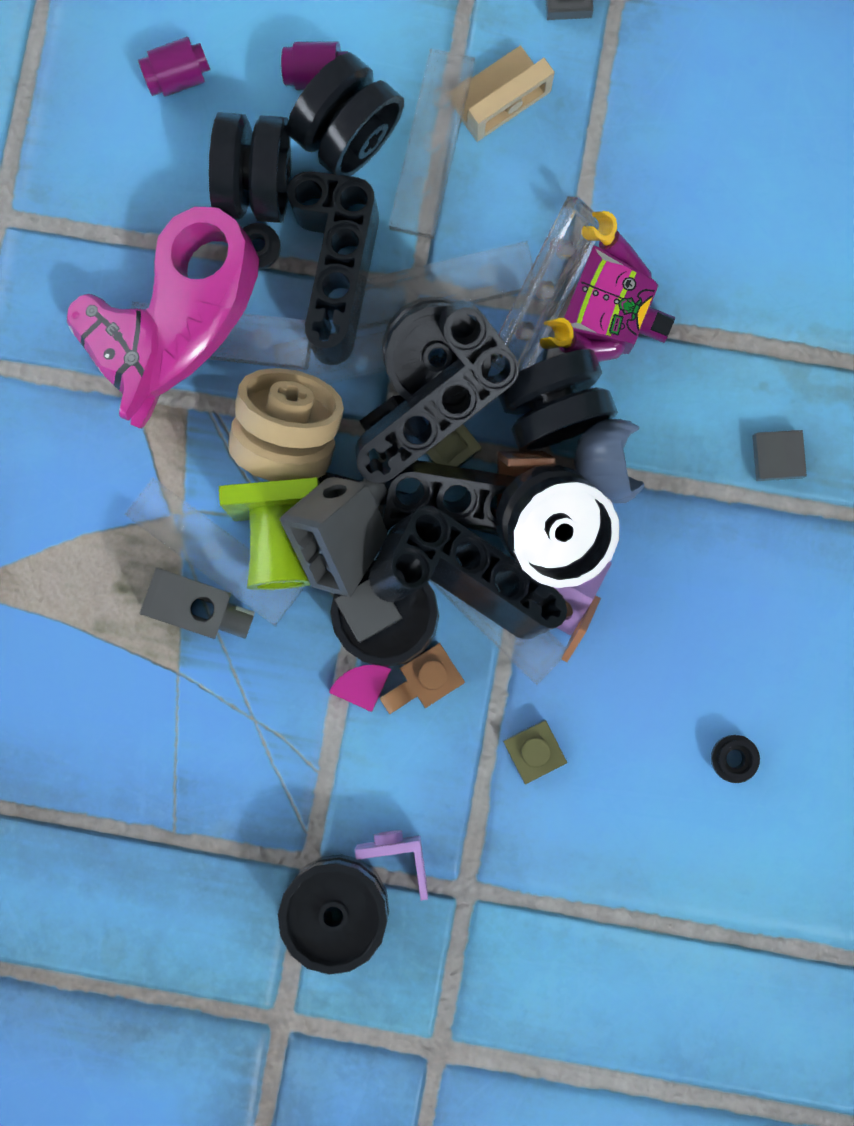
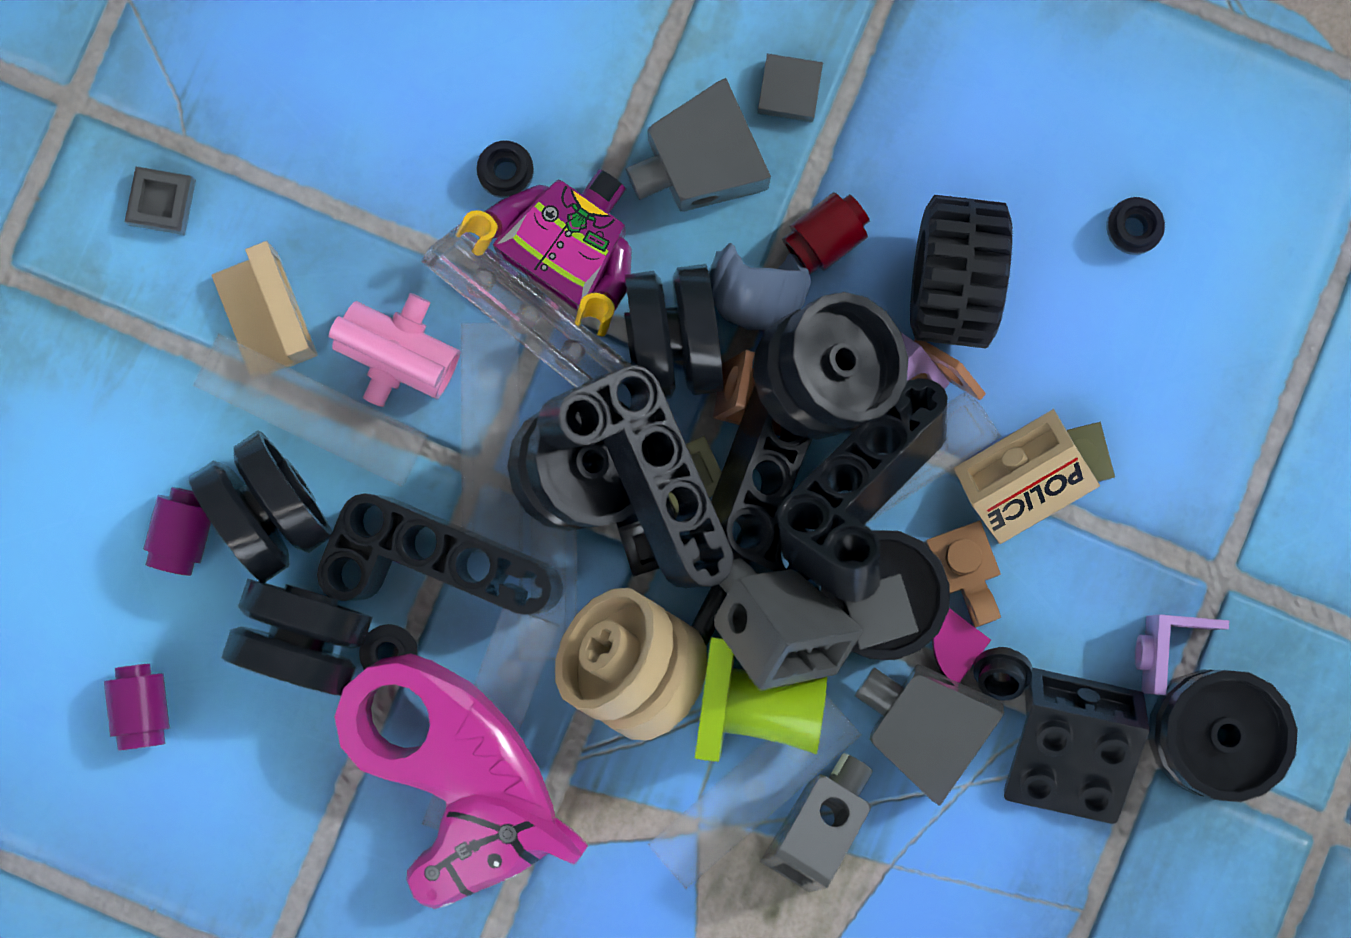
camera: 85 degrees left, 0 degrees up
(291, 674) = (929, 726): none -> dark grey torso
(302, 799) = (1077, 746): none -> black bracket
(346, 726) = (1002, 673): none -> black plate
(494, 193) = (395, 349): none -> bright pink pin
(507, 711) = (1026, 477): none -> tan panel
(661, 616) = (961, 271): none -> black tyre
(667, 238) = (505, 152): none -> black plate
(668, 509) = (827, 232): none -> dark red brick
(708, 394) = (702, 153): none -> dark grey torso

